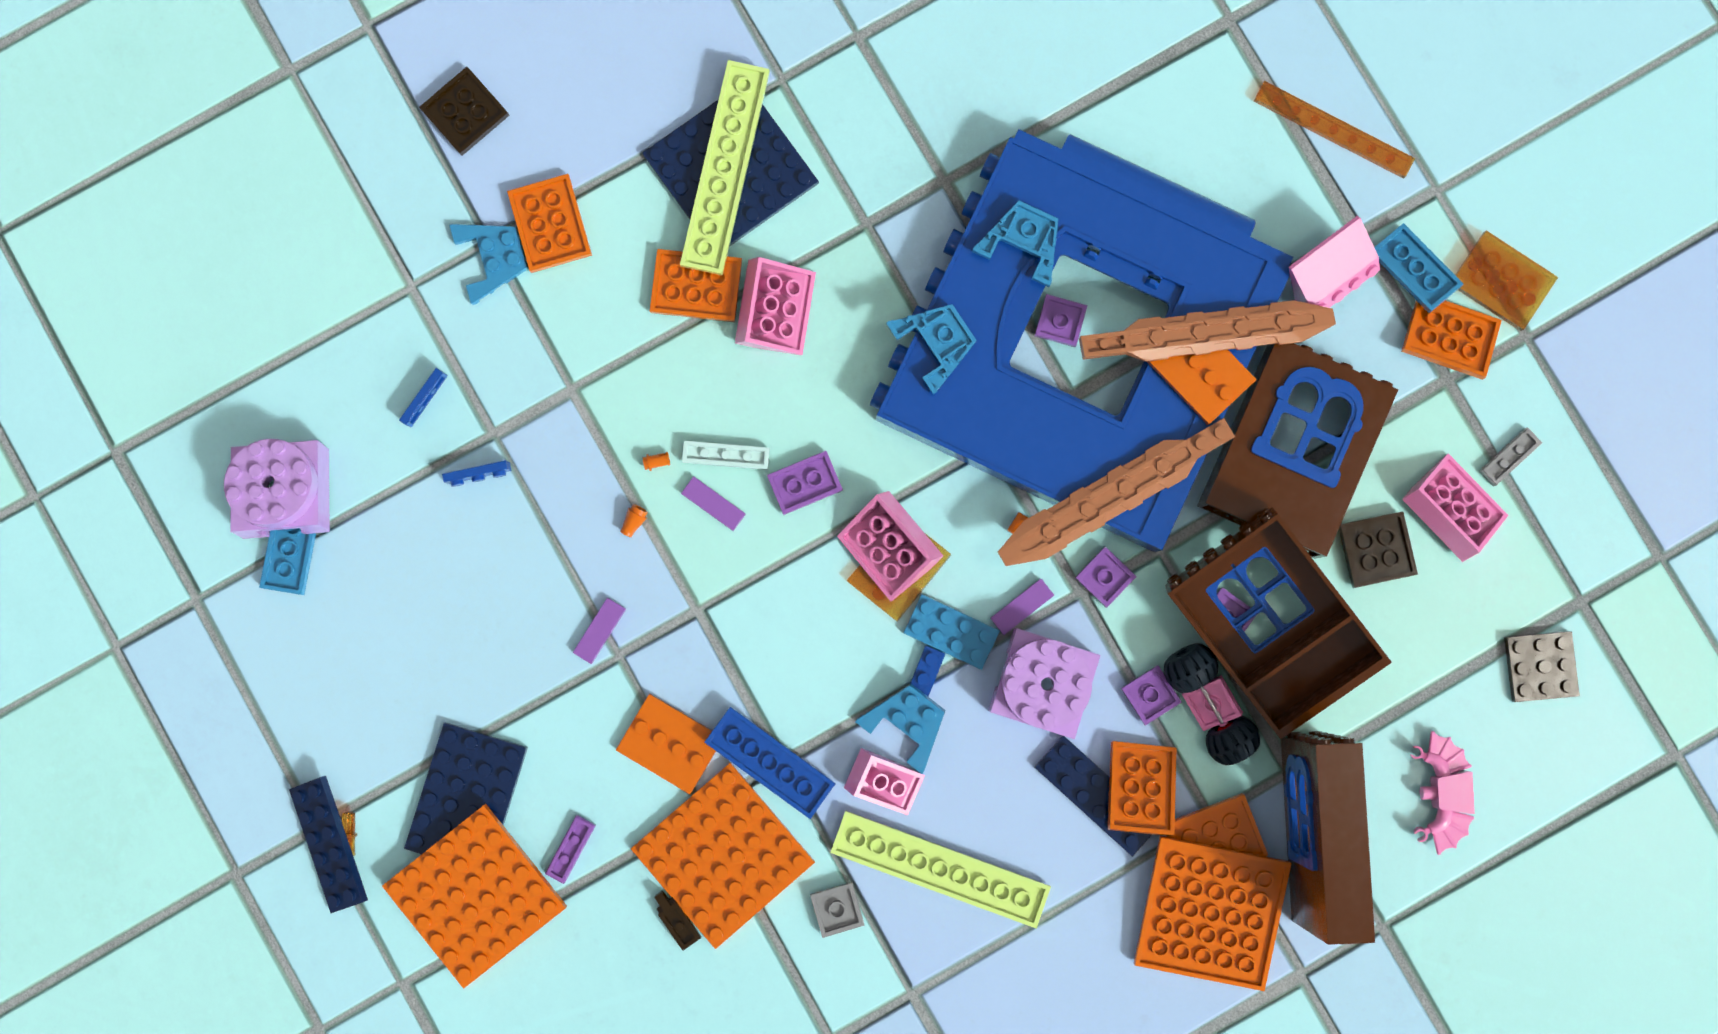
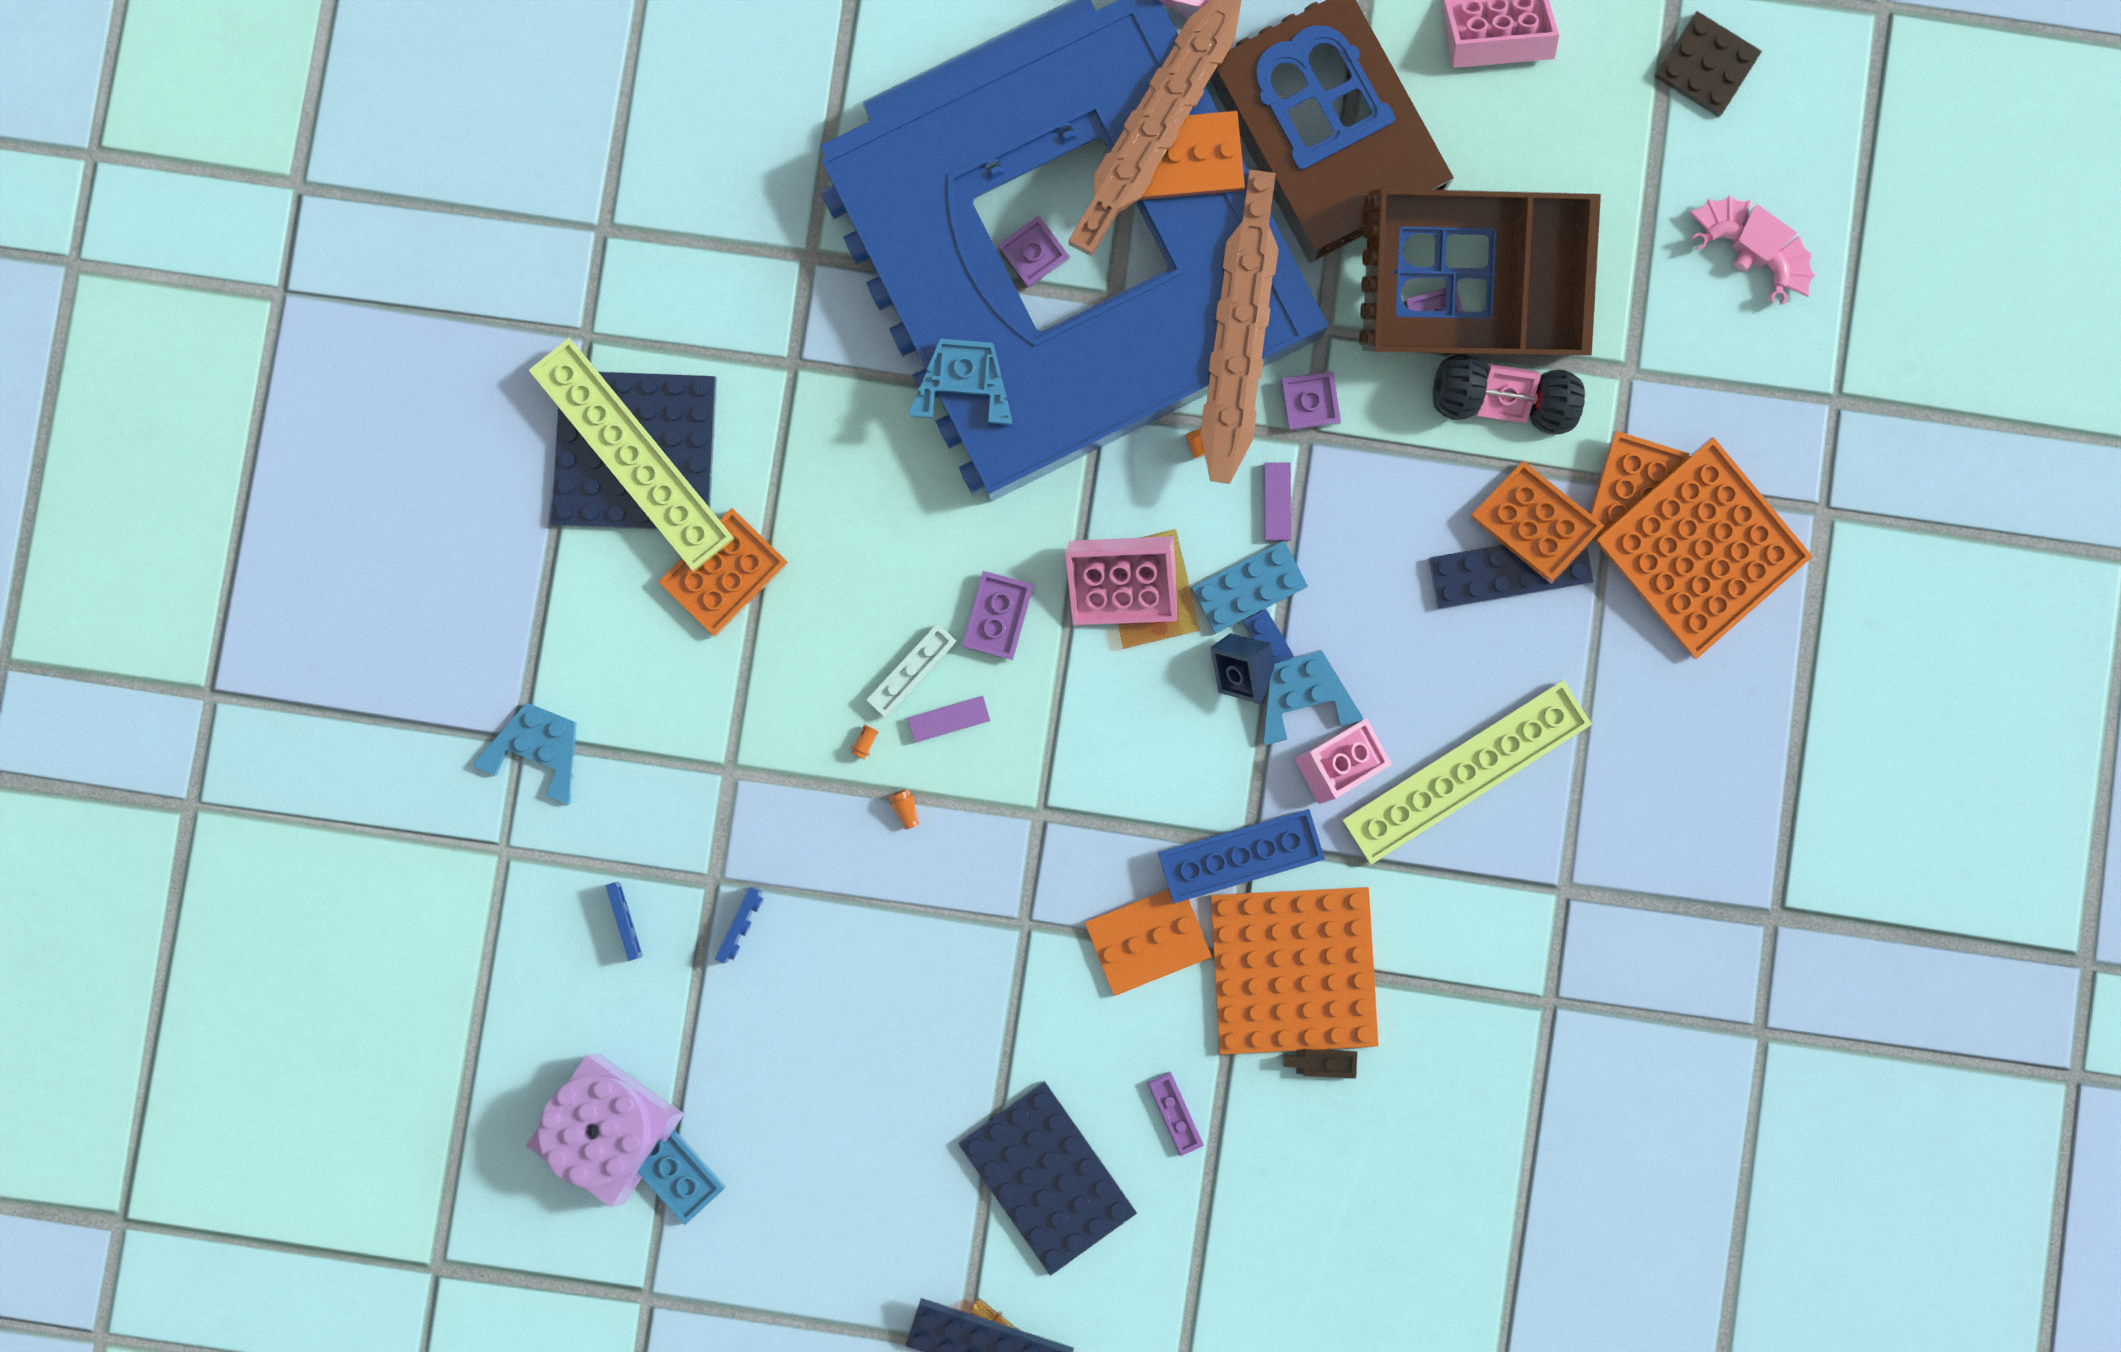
camera: 55 degrees left, 0 degrees up
(464, 111) = (371, 665): dark brown plate -> none
(474, 896) = (1149, 1240): orange plate -> none
(549, 223) = (549, 666): orange plate -> none
(599, 630) = (986, 924): medium lavender tile -> none
(775, 306) = (804, 512): bright pink slope -> none
(837, 909) = (1430, 900): light grey plate -> none
(894, 668) = (1242, 667): none -> dark blue slope
(1020, 689) = (1354, 560): lavender piece -> none
(1028, 231) = (927, 212): dark azure wing -> none
(1151, 695) = (1455, 445): medium lavender plate -> none
(1327, 837) = (1715, 380): reddish brown panel -> none
(1377, 549) = (1482, 127): dark brown plate -> none

